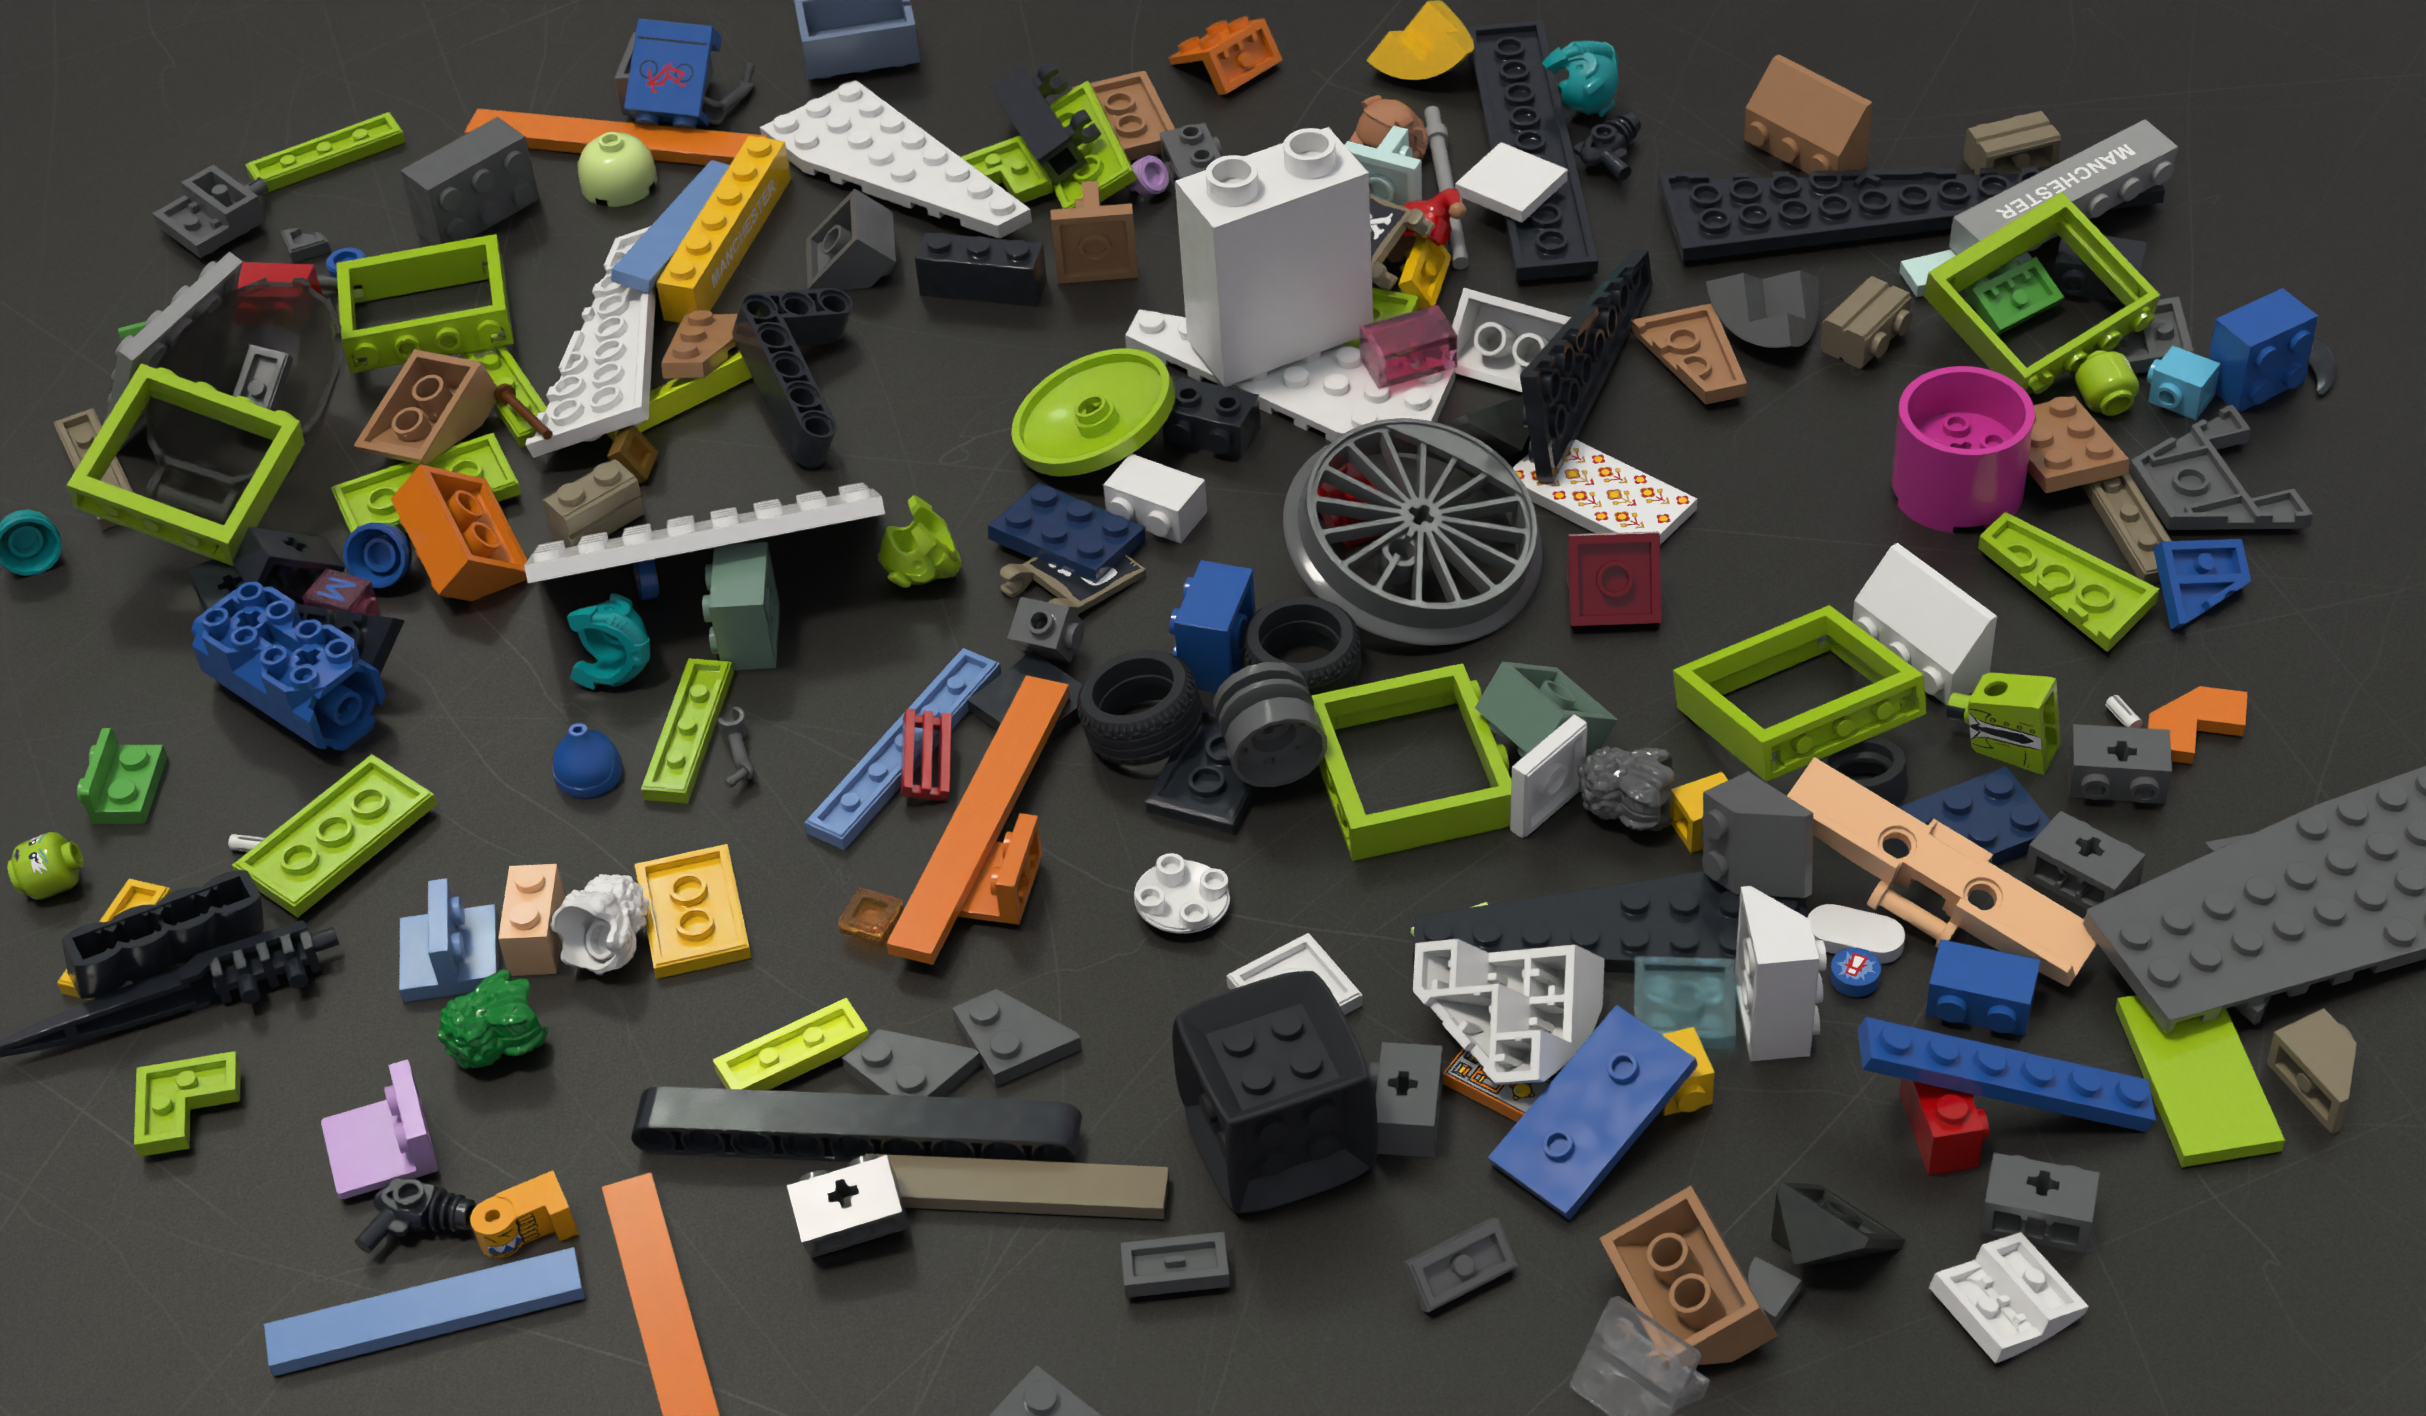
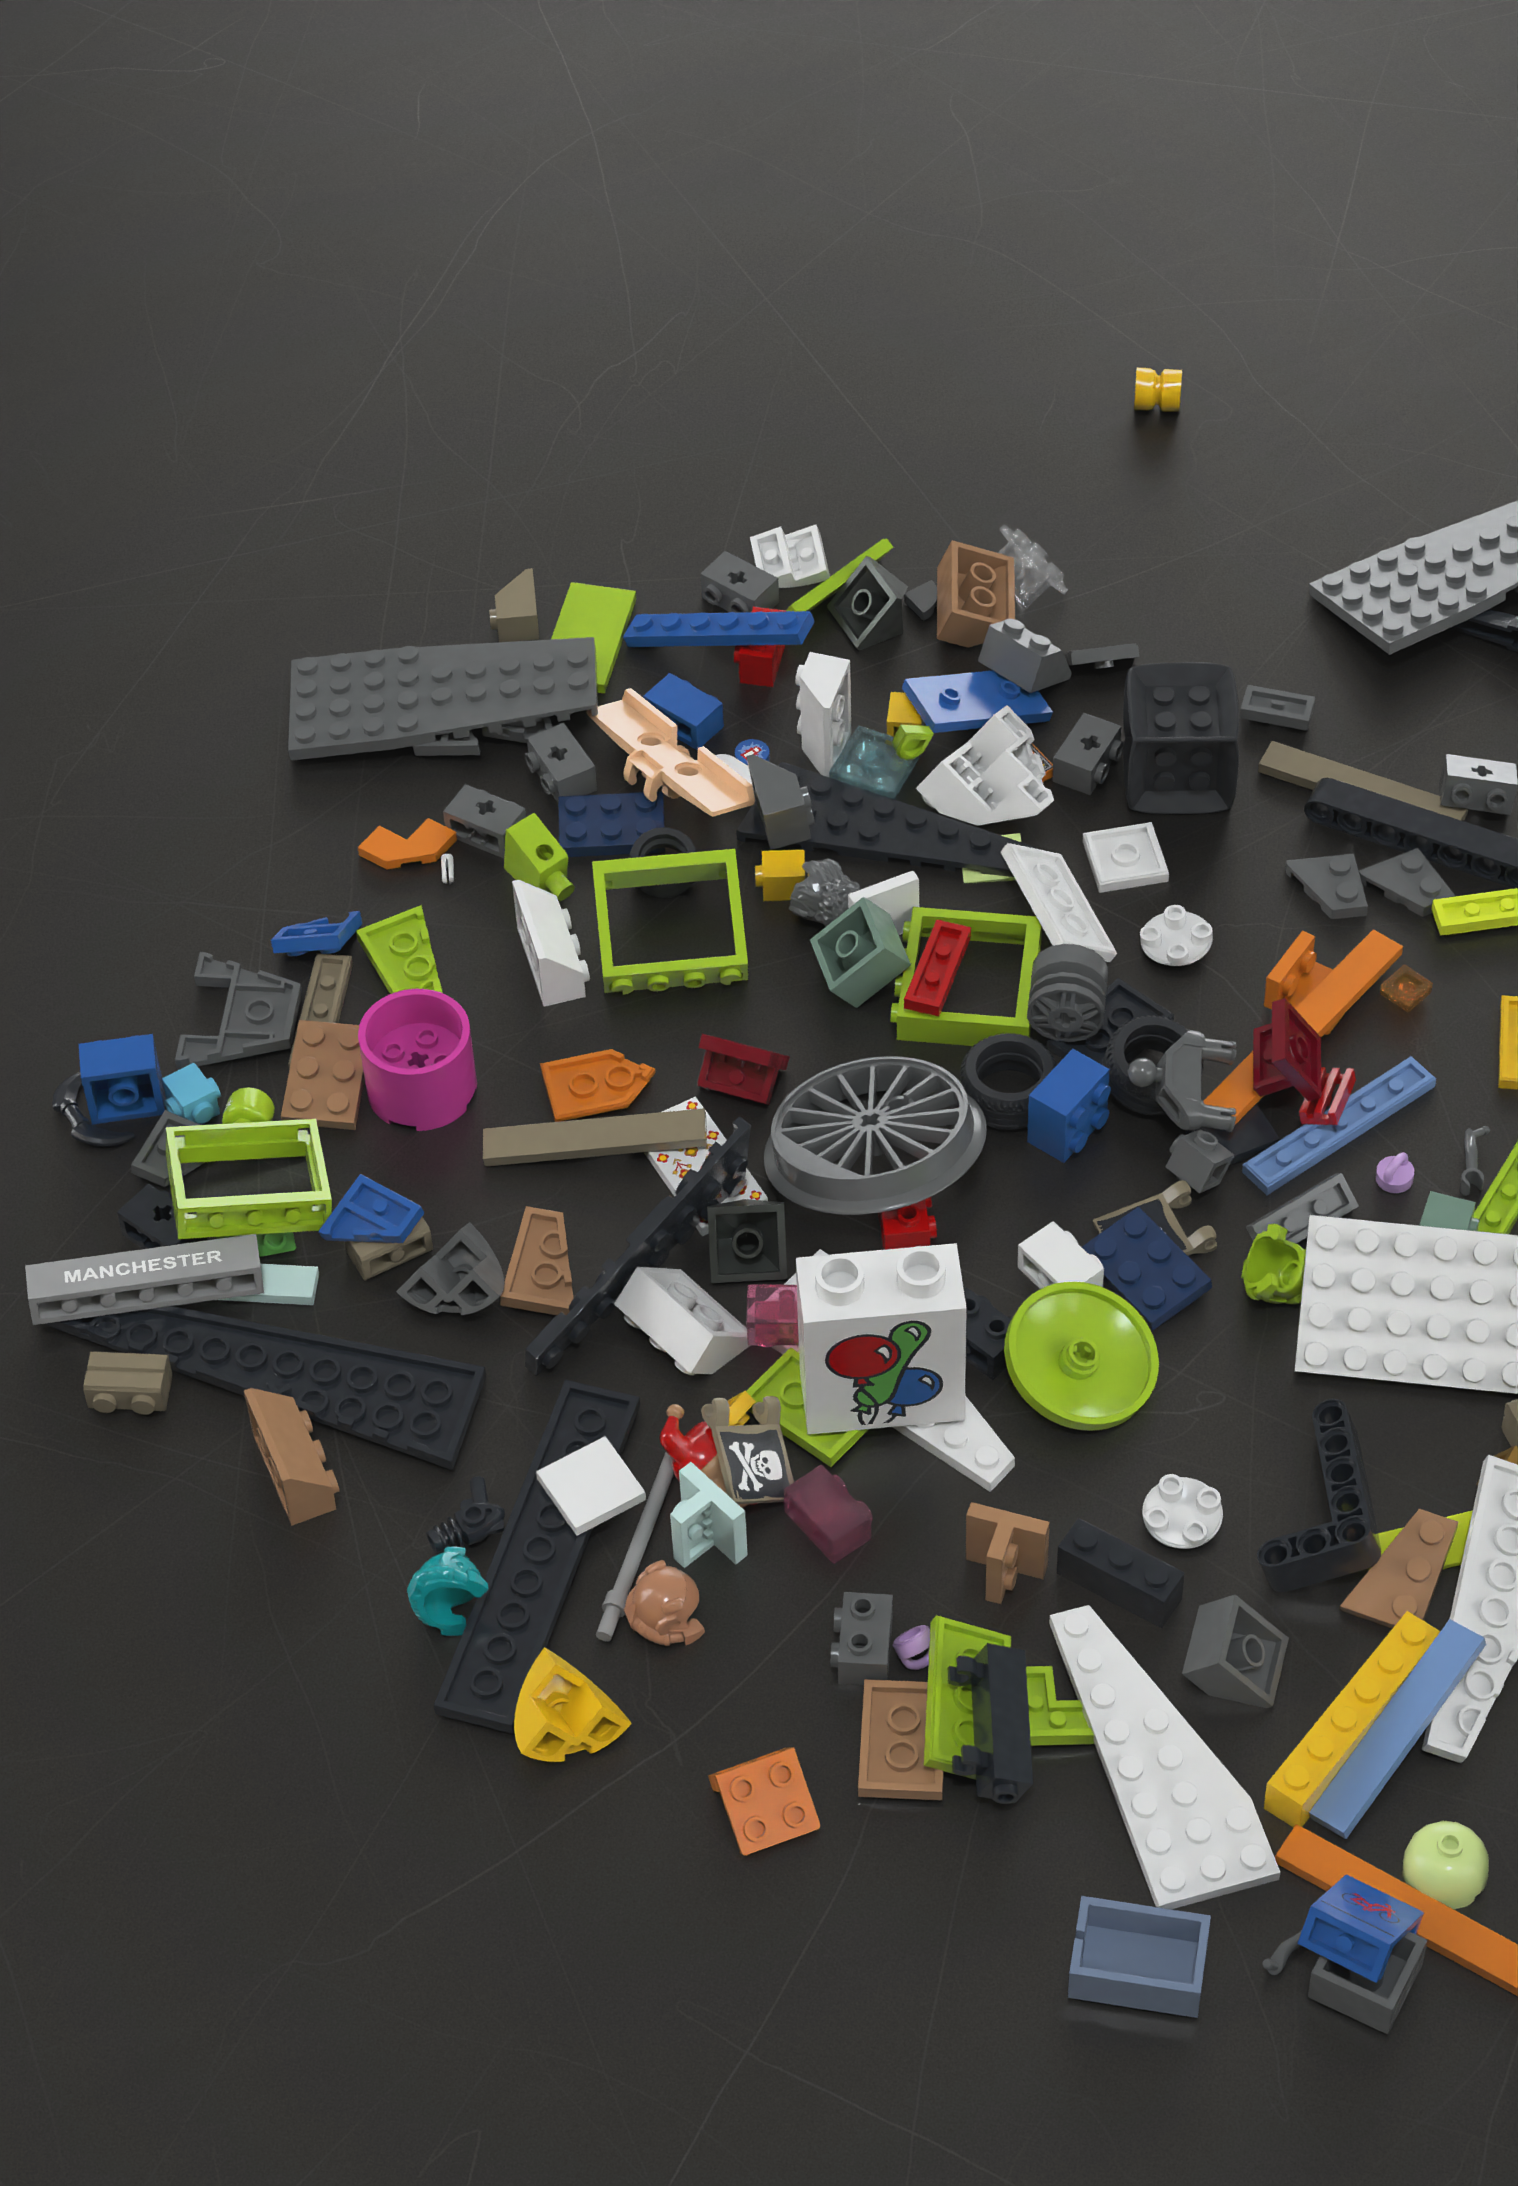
camera: 160 degrees left, 5 degrees up
(824, 709) = (1395, 1173): none -> lavender tile
(913, 624) = (1327, 1199): none -> plate
(942, 341) = (1182, 1512): none -> white dish
(977, 728) = (1287, 1054): none -> dark red bracket
(1093, 655) = (1180, 1081): none -> dark grey connector
(1345, 871) = (1057, 899): none -> white tile
(1439, 708) = (937, 968): none -> red plate
(1559, 1198) = (1023, 656): none -> dark grey slope
(1643, 995) = (911, 740): none -> lime tile
(1723, 470) = (594, 1137): none -> dark tan tile
(1770, 533) = (593, 1083): none -> orange tile
(1880, 294) = (371, 1215): none -> blue wing
(1906, 1259) = (837, 580): none -> lime tile

